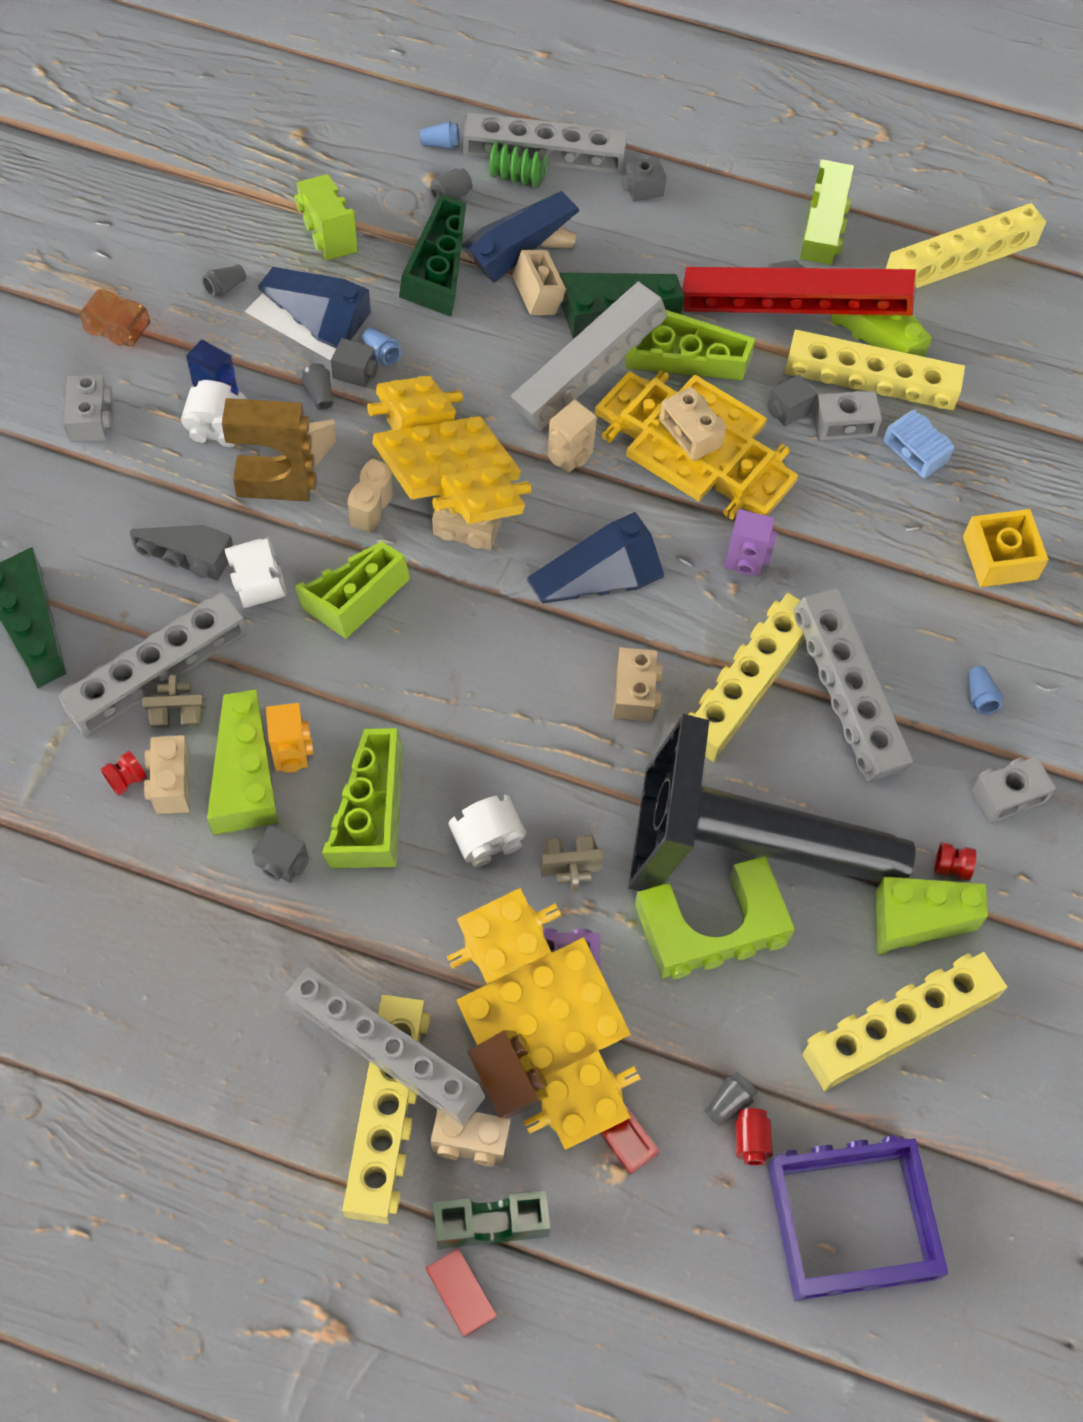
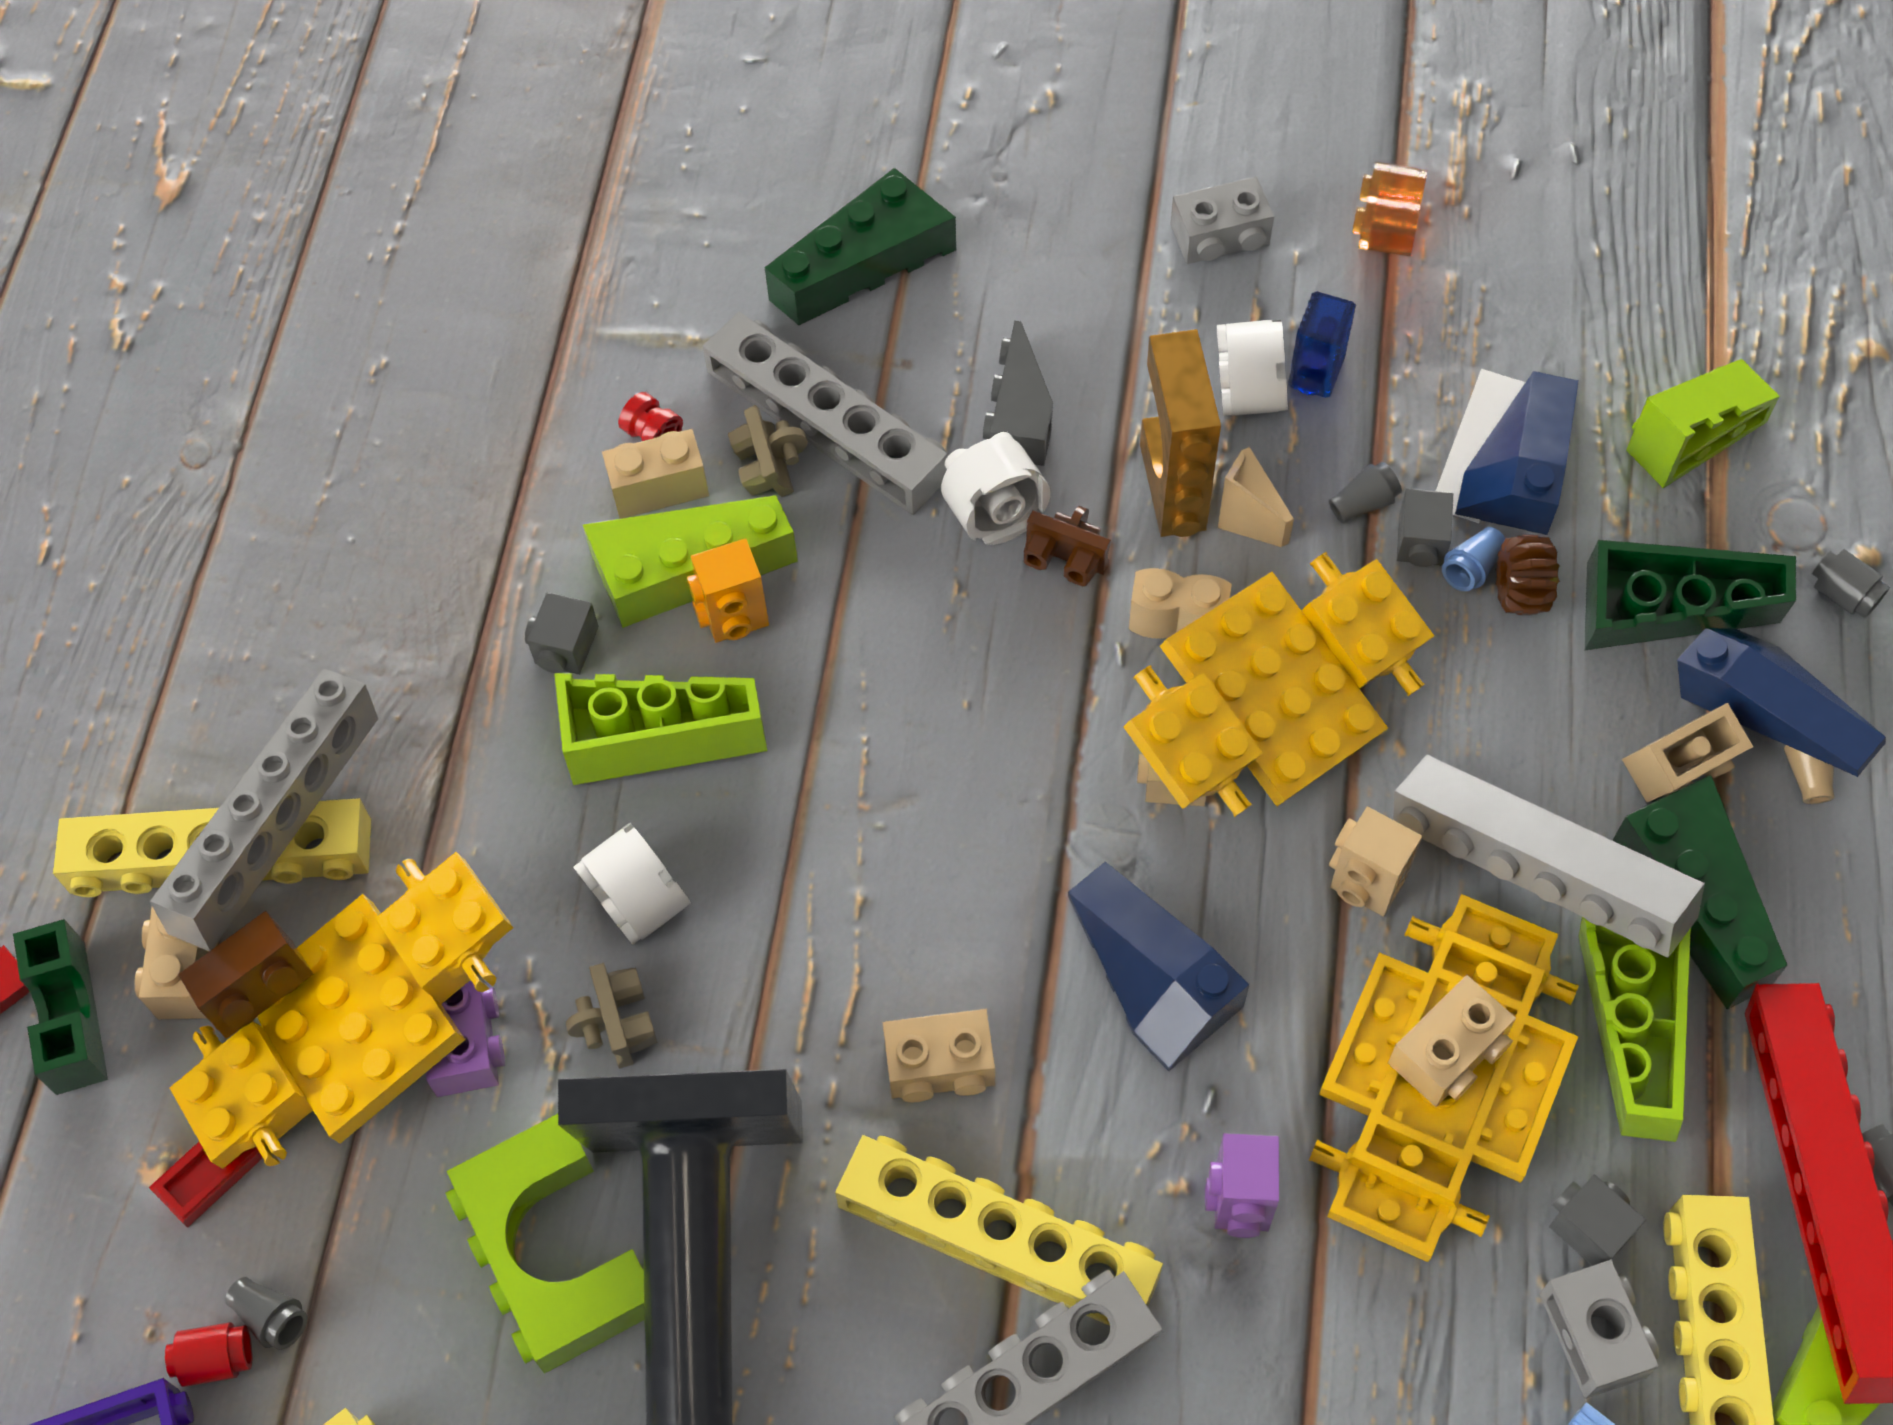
camera: 85 degrees right, 0 degrees up
(221, 280) = (1520, 321): dark grey cone -> none
(302, 542) = (1069, 540): none -> reddish brown hips
(355, 590) = (1002, 623): lime wedge -> none
(405, 320) = (1527, 575): none -> reddish brown gear

